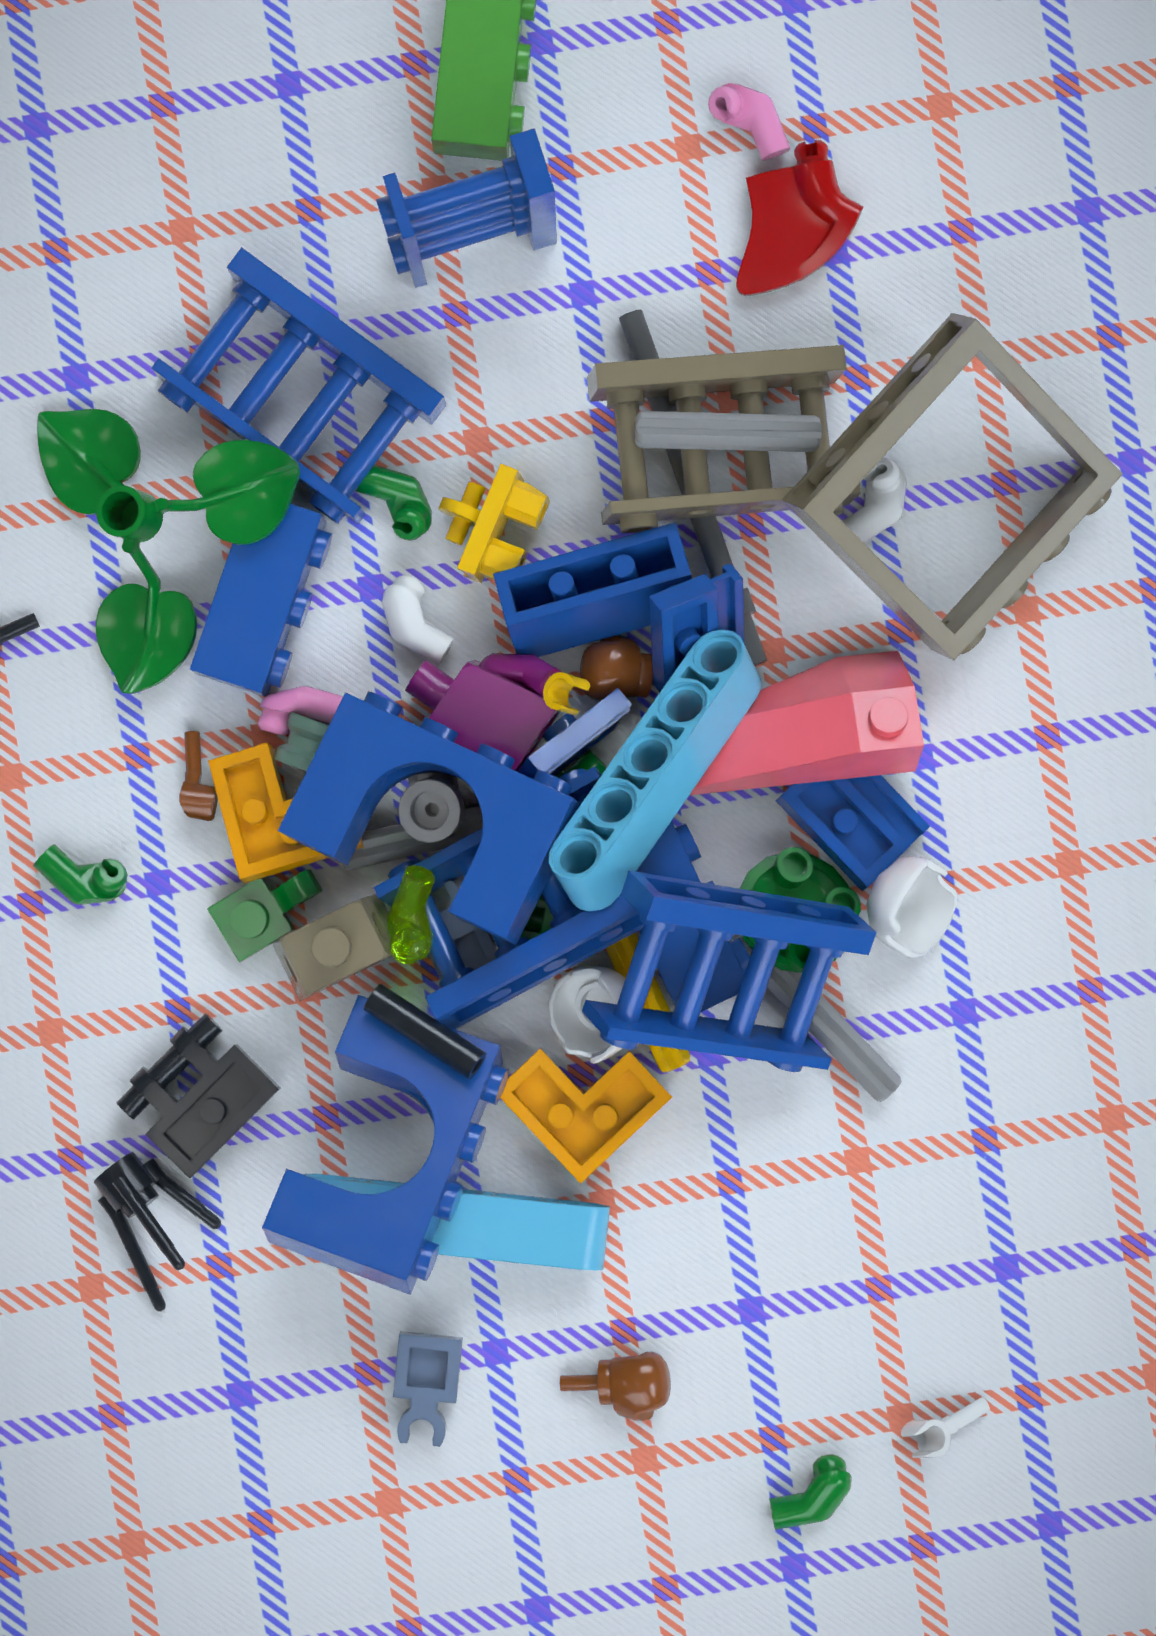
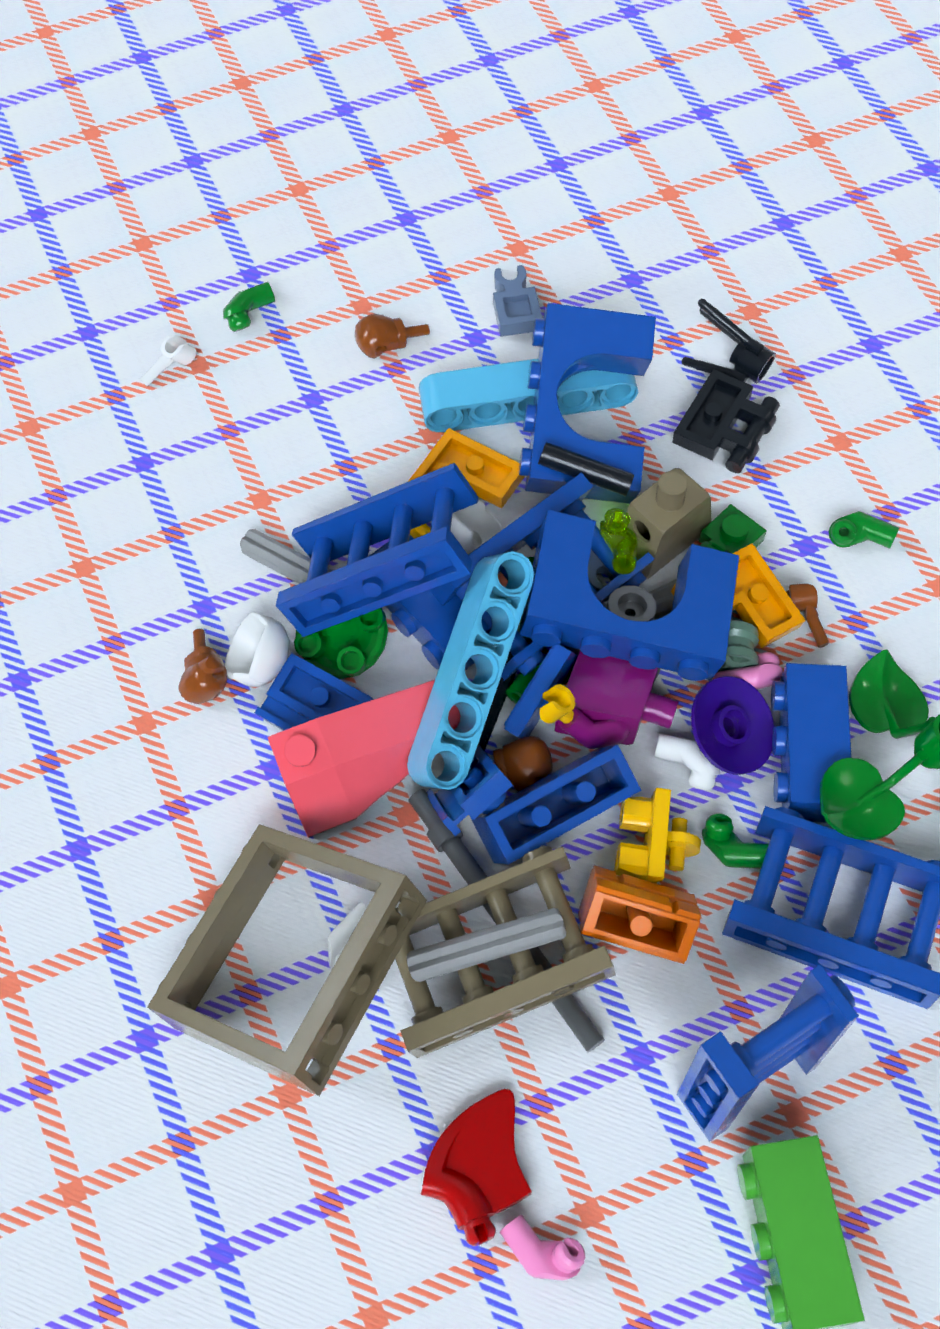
camera: 165 degrees right, 25 degrees down
(334, 630) = (732, 725): none -> dark purple dish
(542, 431) = (639, 914): none -> orange brick
(983, 900) = (204, 672): none -> dark orange piece

